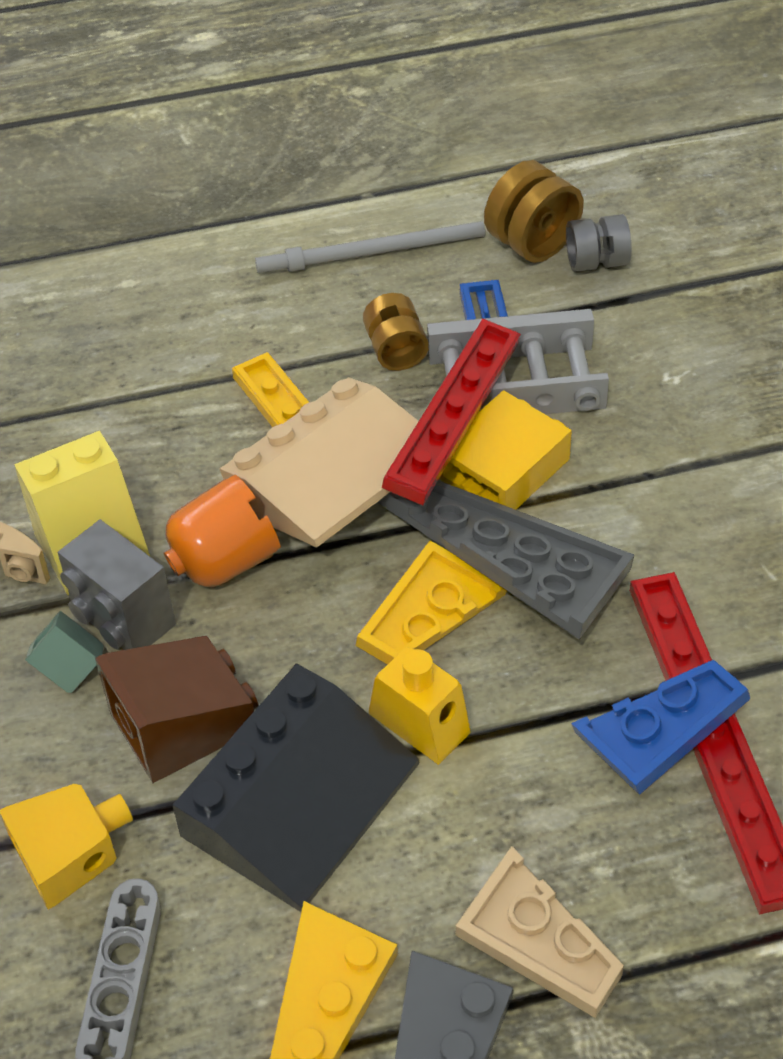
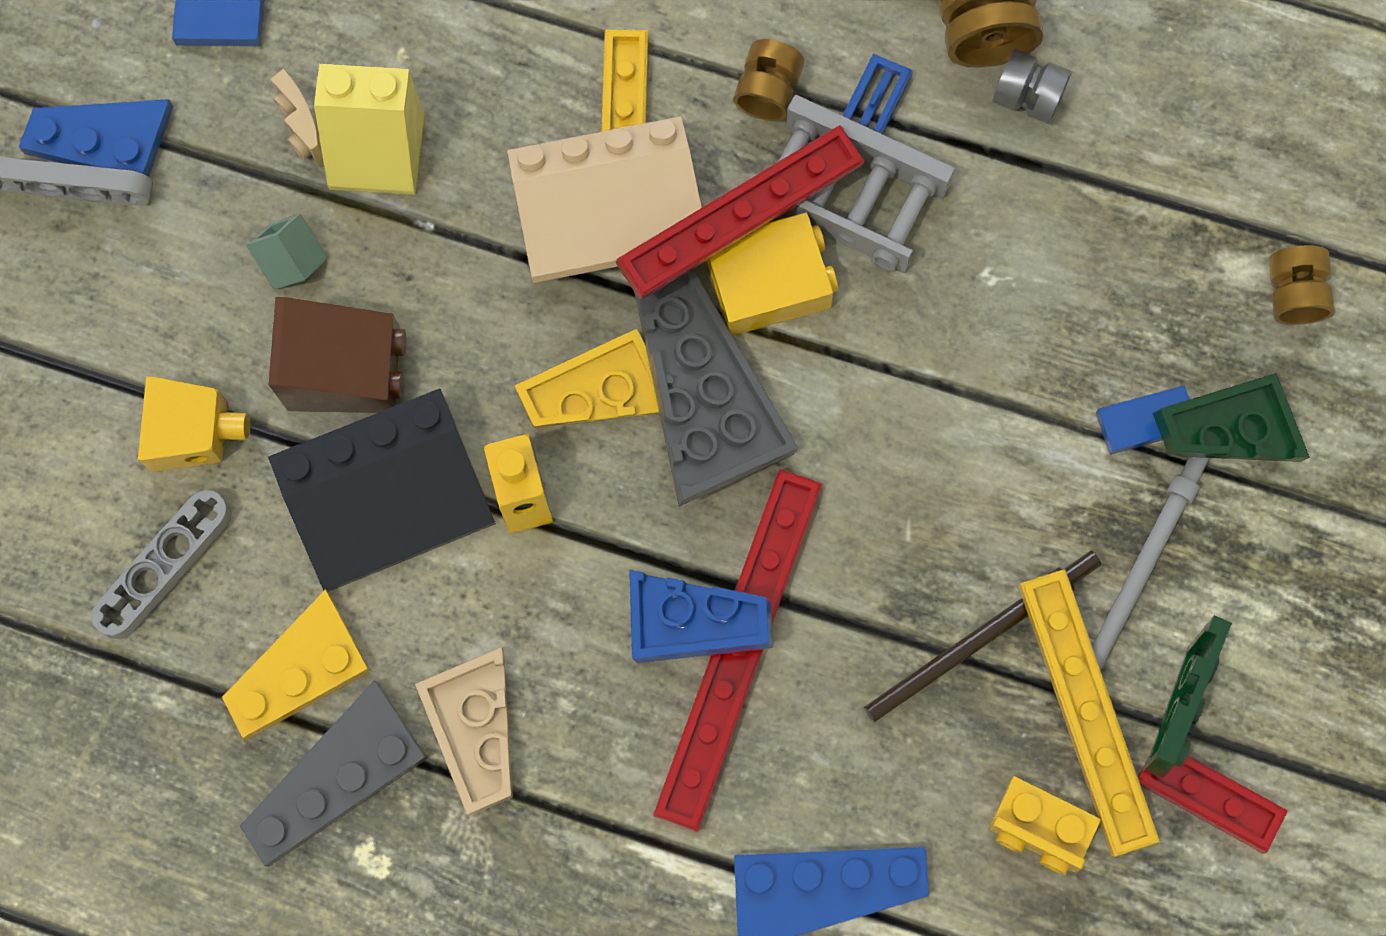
camera: 35 degrees right, 25 degrees up
(116, 588) = (349, 222): flat silver brick -> none
(219, 535) = (467, 217): orange cylinder -> none

